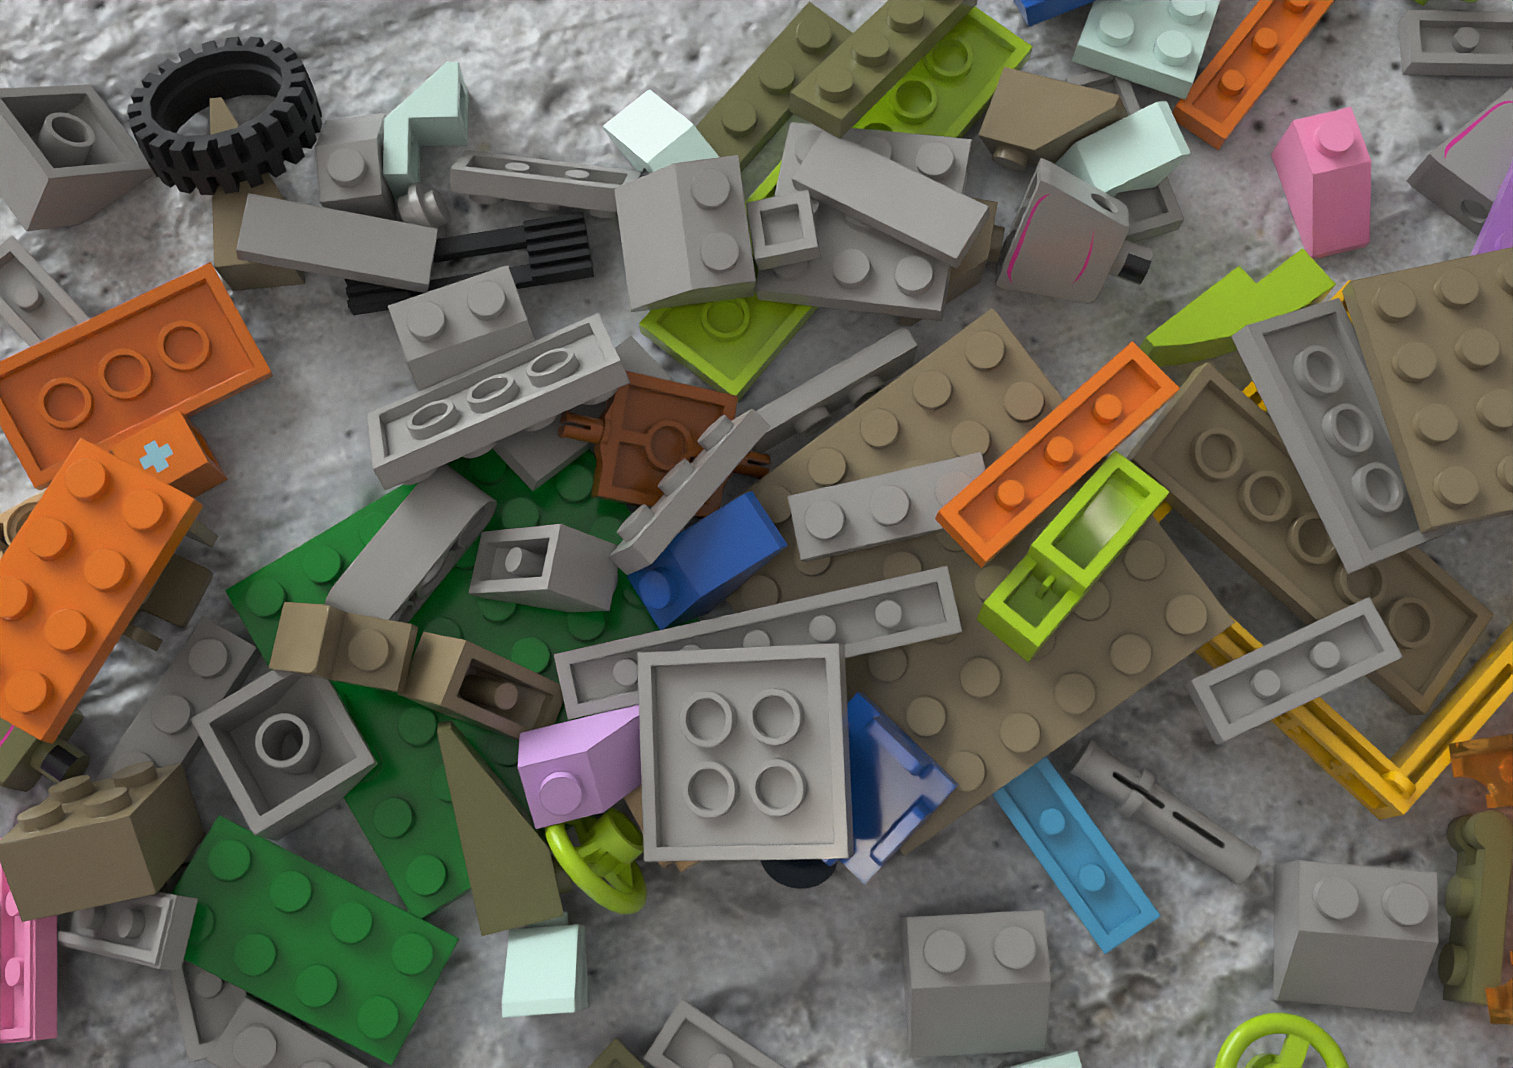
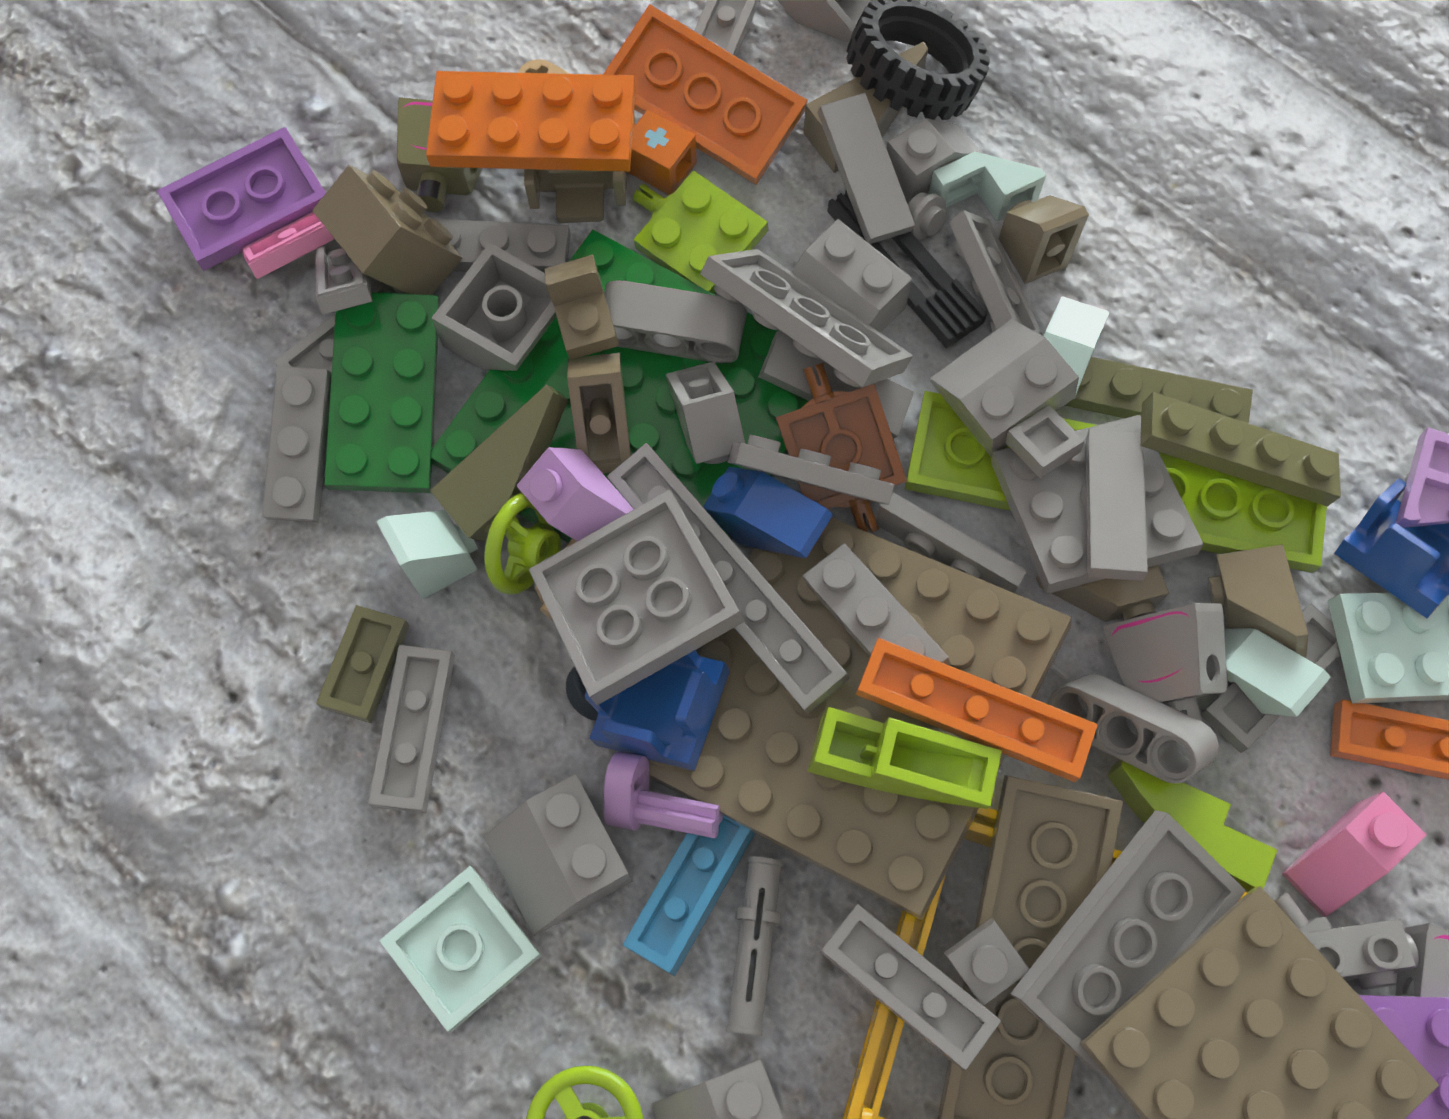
camera: 65 degrees right, 5 degrees down
(297, 470) = (695, 224): none -> lime plate
(521, 104) = (1042, 235): none -> dark tan slope
(956, 871) = (631, 803): none -> lavender piece
(1135, 286) = (1156, 725): none -> light grey beam
(1301, 581) = (987, 961): none -> light grey plate
(1425, 231) = (1359, 951): none -> light grey brick

